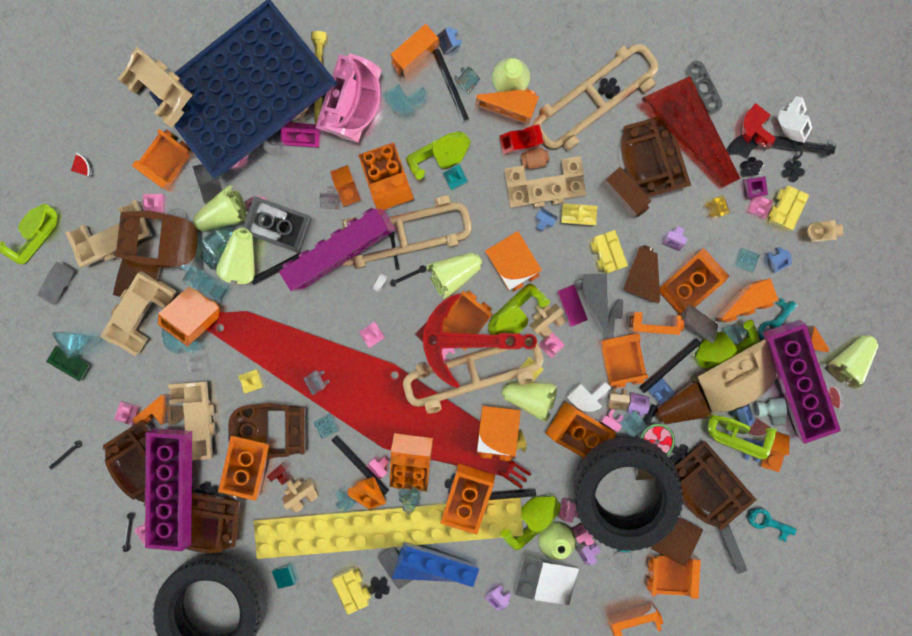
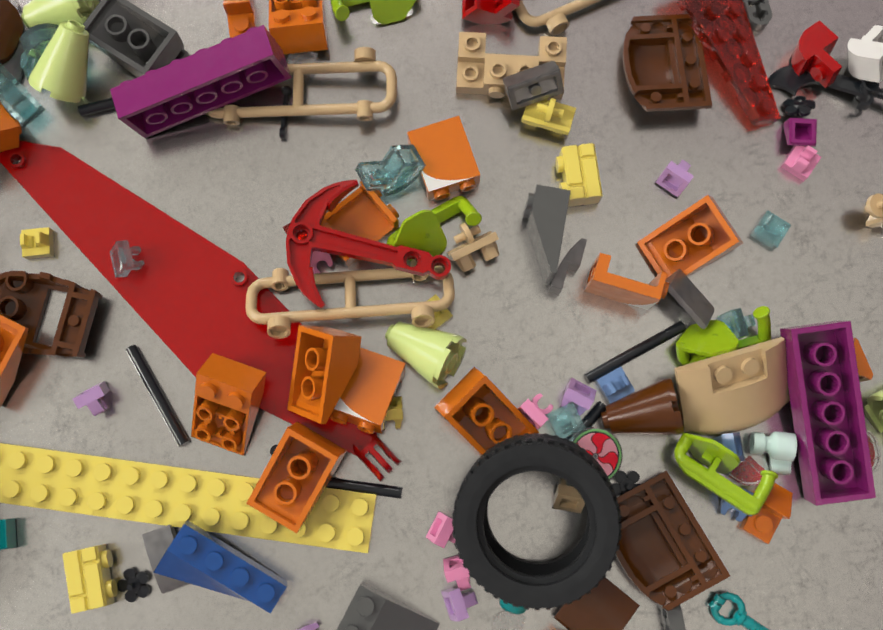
camera: 10 degrees right, 10 degrees down
(279, 474) = (35, 379): clear red tile -> none
(296, 492) = (44, 423): tan hips -> none
(319, 476) = (93, 398): none -> lavender tile
(326, 426) = (124, 328): clear light blue tile -> none
(330, 199) = (213, 25): clear tile -> none
(345, 501) = (121, 441): clear light blue tile -> none
(367, 493) = (152, 436): orange slope -> none
(372, 334) = (223, 216): bright pink tile -> none
(377, 468) = (180, 402): bright pink tile -> none
(379, 282) = (251, 147): white tile -> none
(409, 499) = (213, 459): clear light blue tile -> none
(422, 269) = (316, 146): black hinge -> none
(453, 272) = (349, 148): yellowish green cone -> none
(455, 177) = (391, 36): teal tile -> none
(468, 428) = (321, 370): none -> orange slope
(482, 281) = (394, 173): none -> clear light blue brick
(535, 158) = (504, 32): nougat brick -> none
(538, 515) = (395, 528): lime piece -> none
(545, 218) = (500, 113): medium blue tile -> none
(551, 345) = (471, 285): bright pink tile -> none
(557, 541) = (419, 561): yellowish green cone -> none
(565, 198) = (533, 85): none -> flat silver slope
(572, 305) = (512, 237): dark pink slope -> none
(588, 401) = (505, 374): white brick -> none
(618, 401) = (550, 384): tan tile -> none
(623, 360) = (569, 327): orange panel -> none
(627, 193) = (620, 96): reddish brown brick -> none
(643, 275) = (621, 218): reddish brown slope -> none
(720, 206) = (745, 146): clear yellow tile -> none
(751, 296) = (777, 276): orange slope -> none
(781, 260) = (819, 238): medium blue tile -> none
(788, 208) = (842, 170): light yellow brick -> none
(788, 309) = (818, 309): teal piece -> none
(793, 169) = (855, 125): black plant -> none

